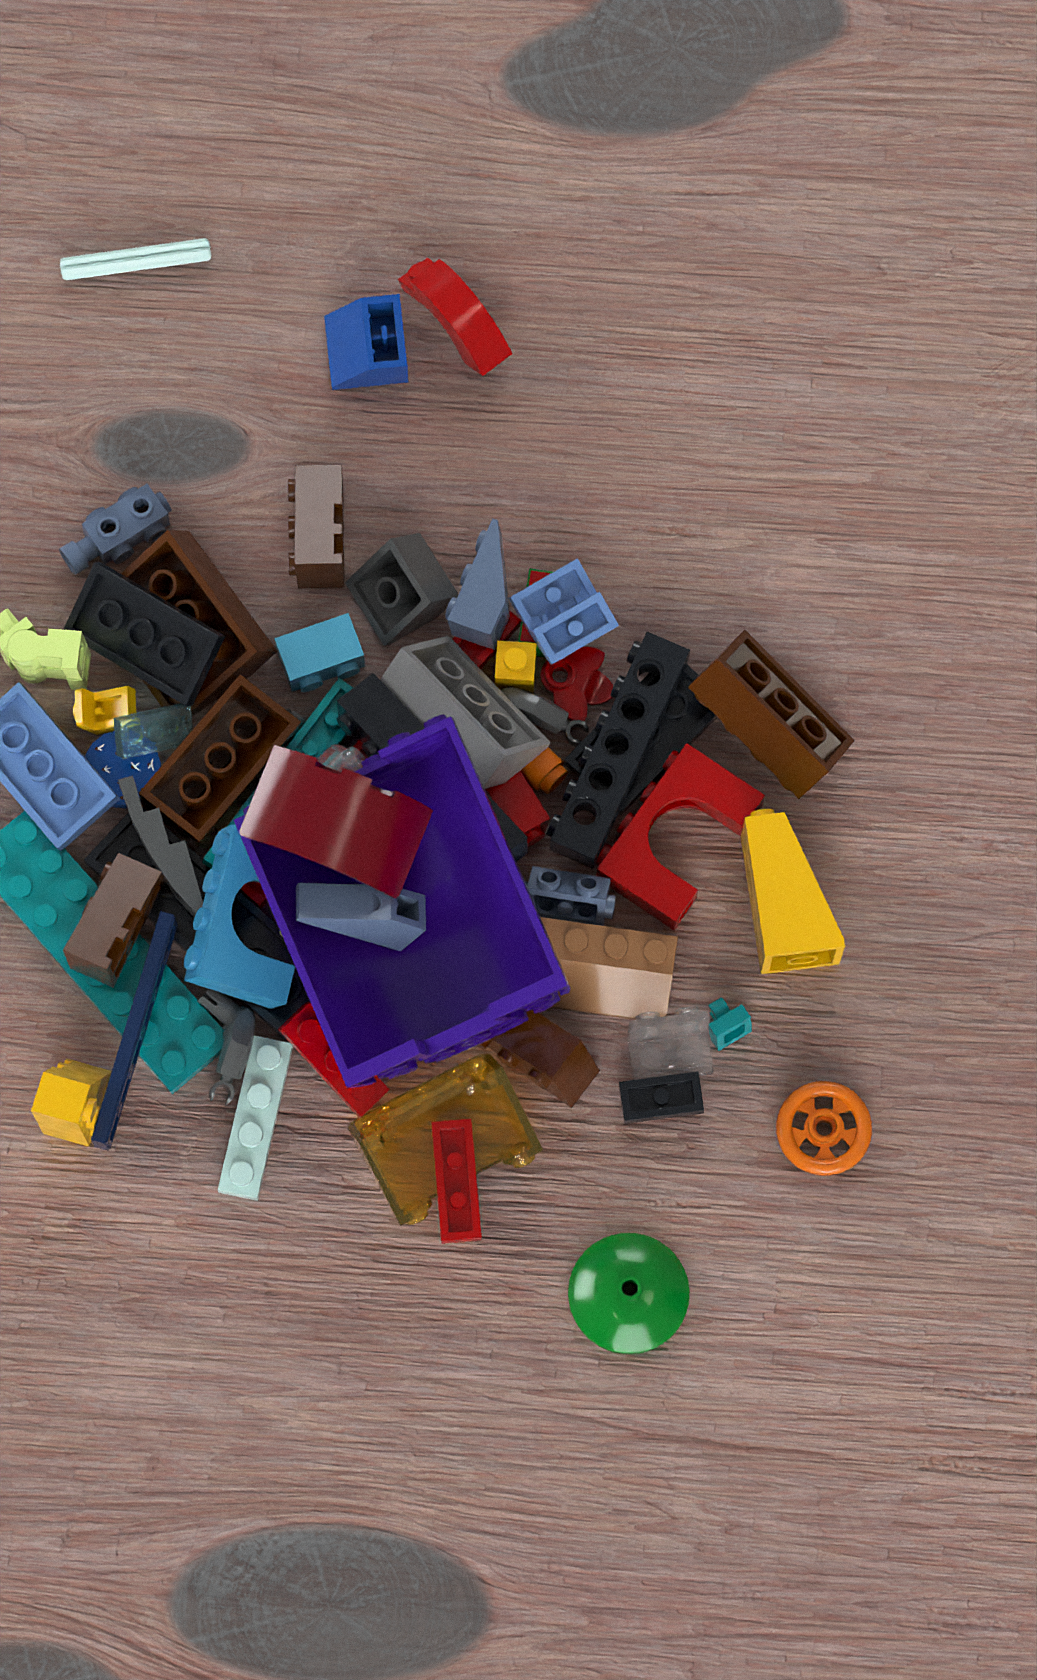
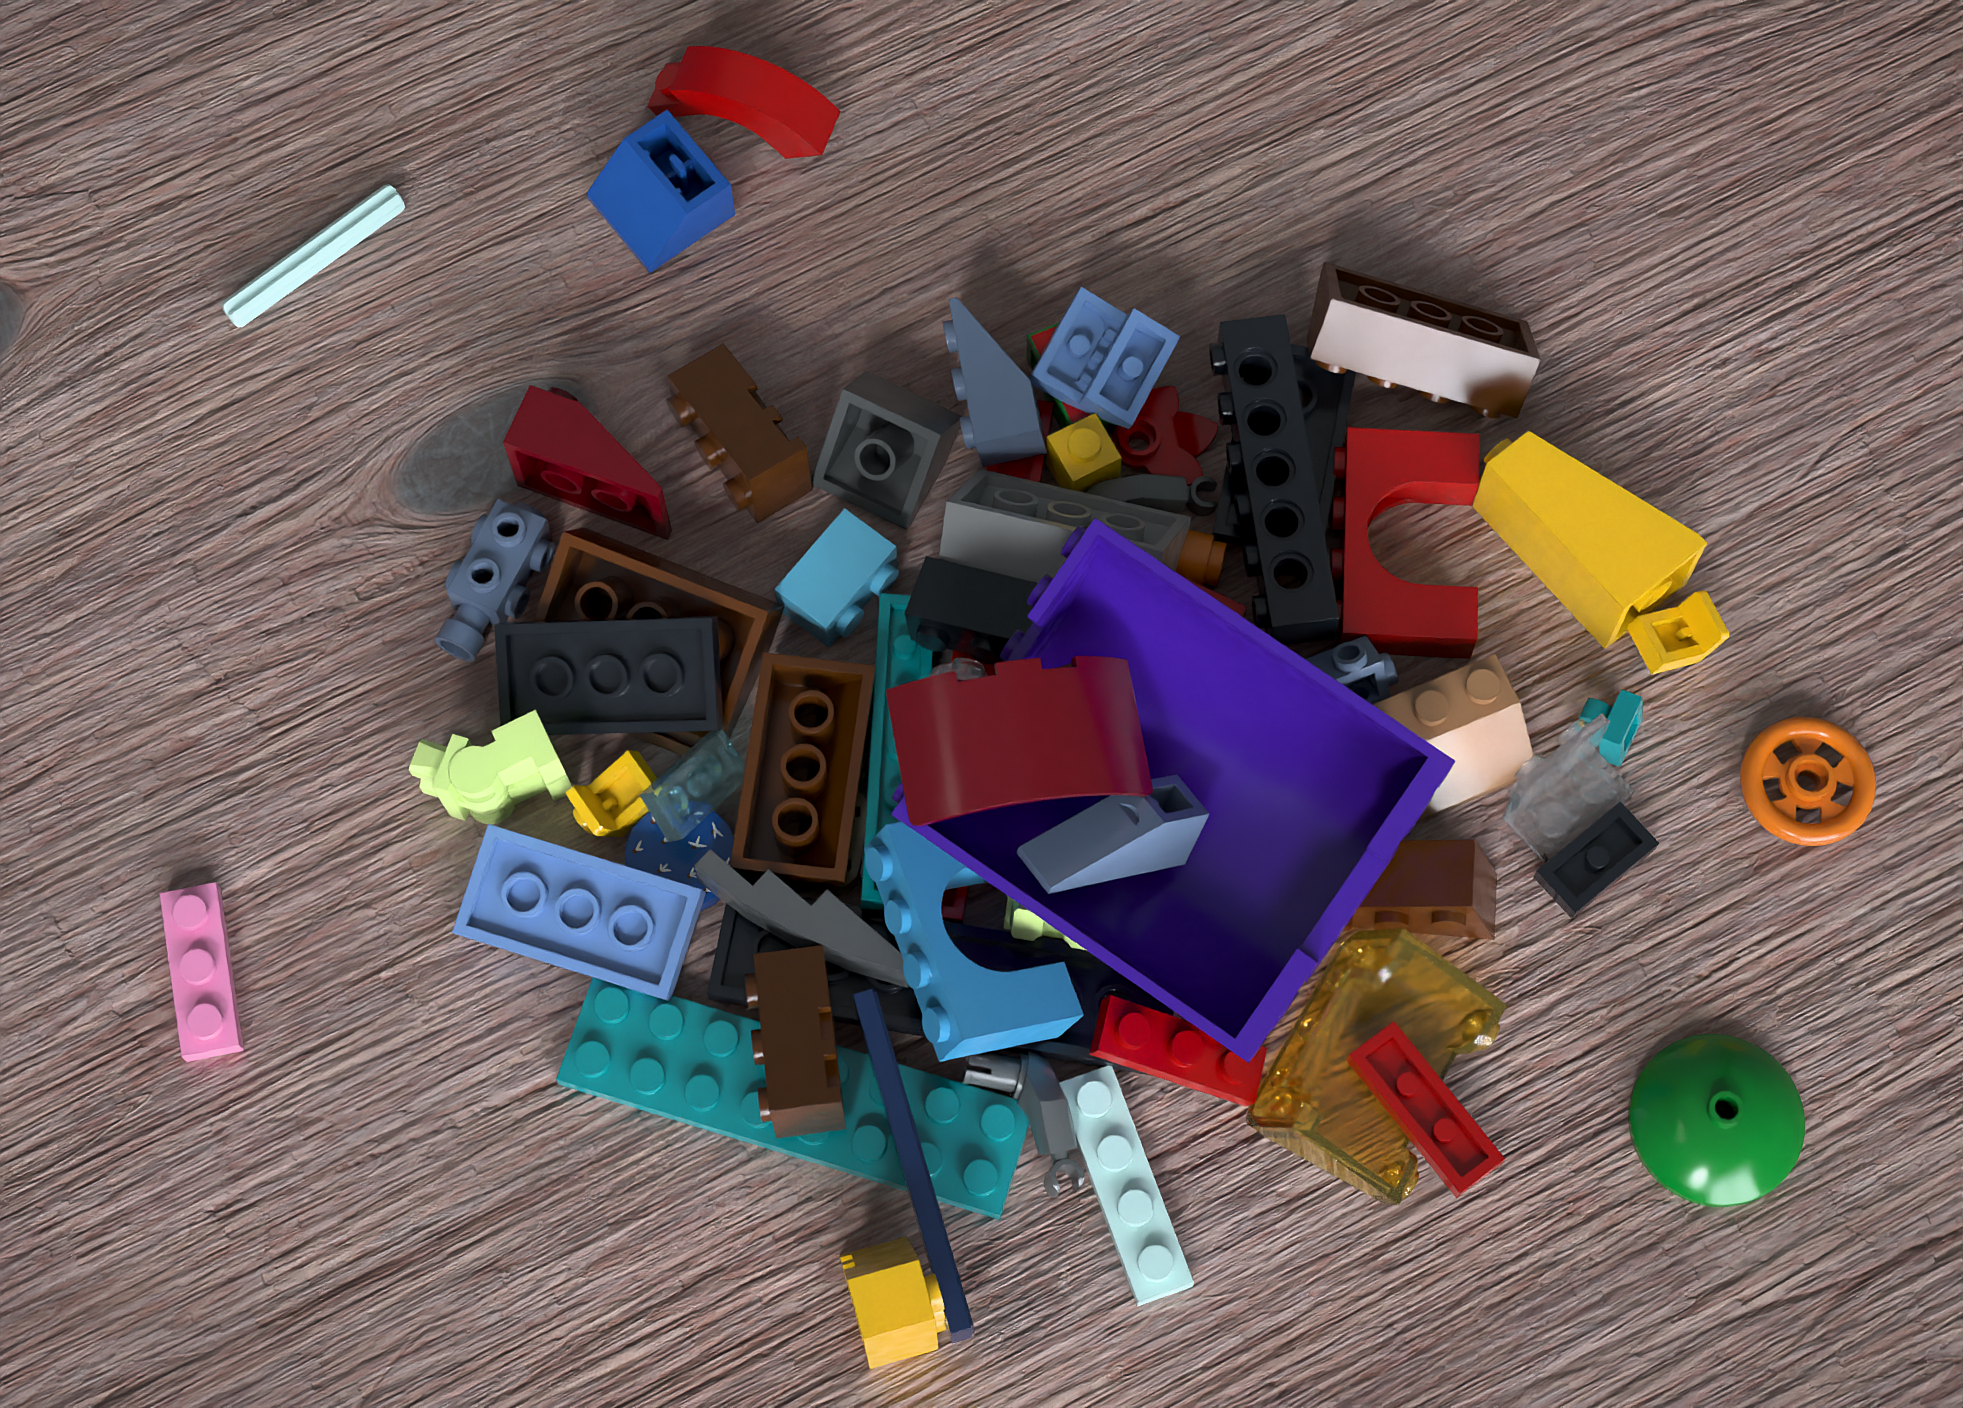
camera: 30 degrees left, 5 degrees down
(201, 476) = (573, 459): none -> dark red slope
(805, 991) = (1679, 633): none -> yellow bracket

